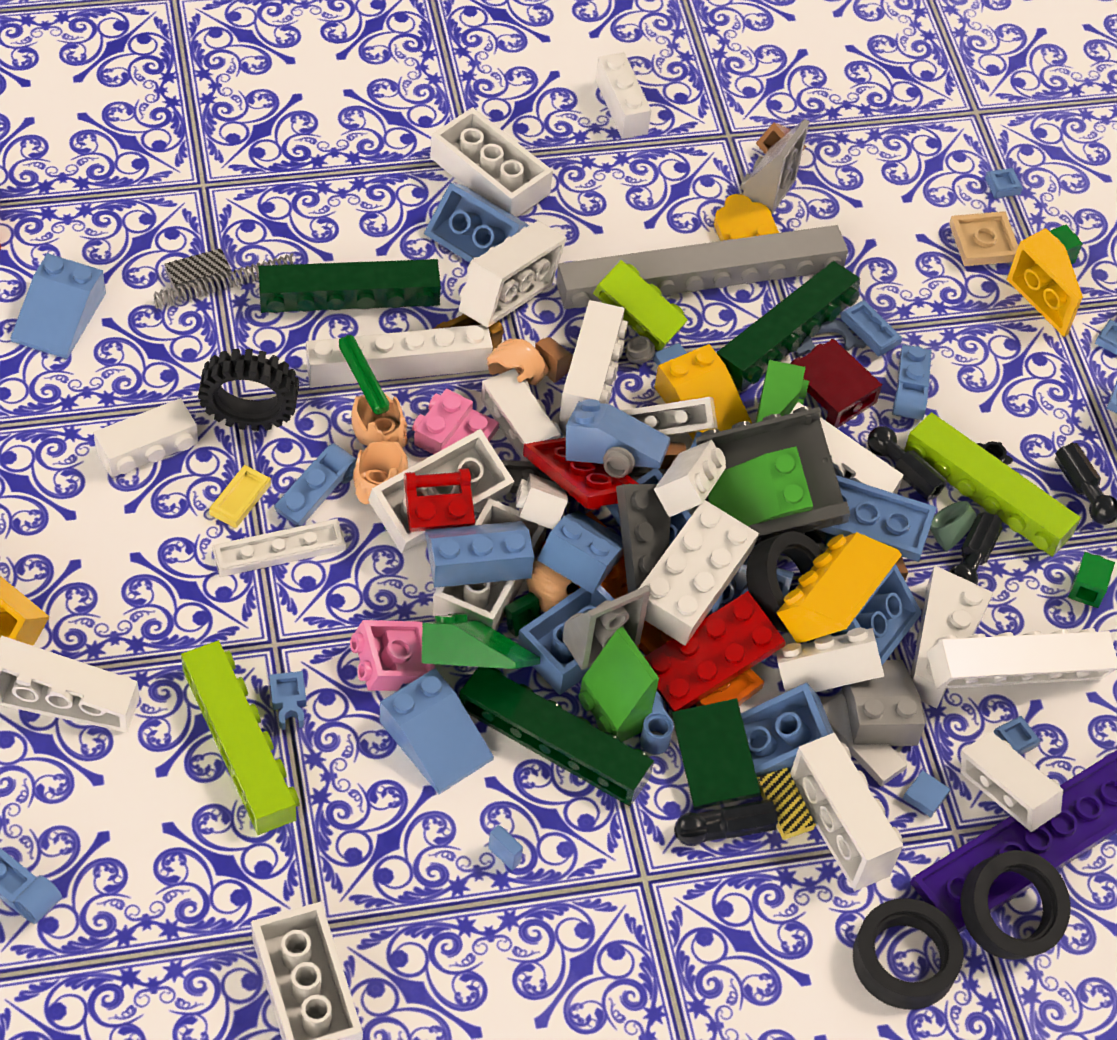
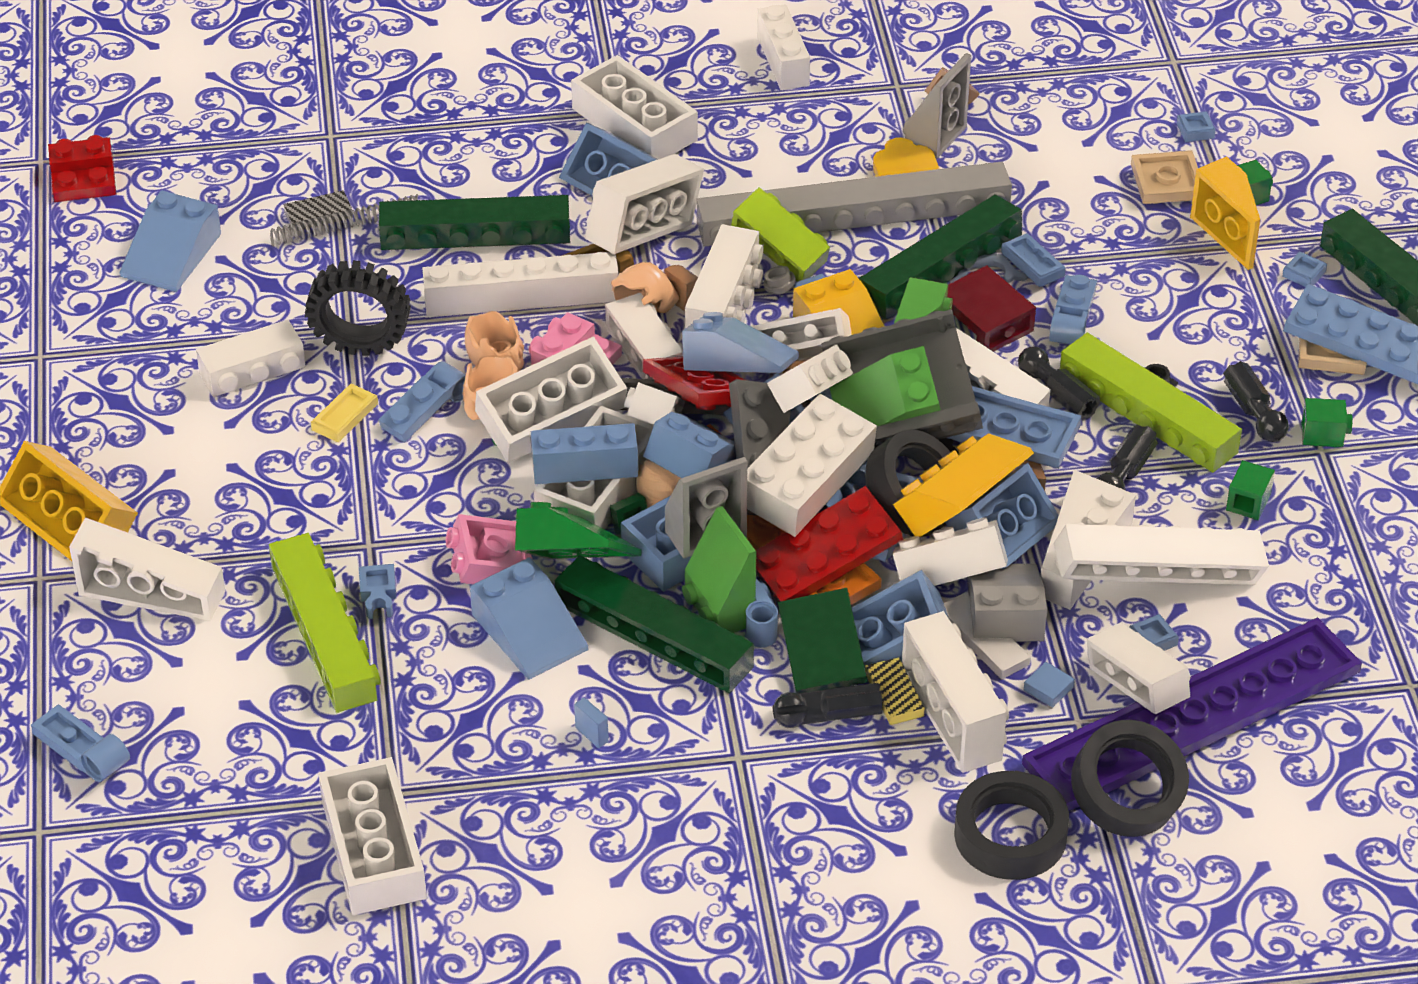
camera: 10 degrees right, 10 degrees down
(278, 547) = (380, 458): white tile -> none
(363, 374) = (478, 294): green axle -> none
(443, 509) = (545, 411): red plate -> none
(618, 462) = (736, 365): light grey plate -> none
(952, 524) = (1103, 439): sand green piece -> none

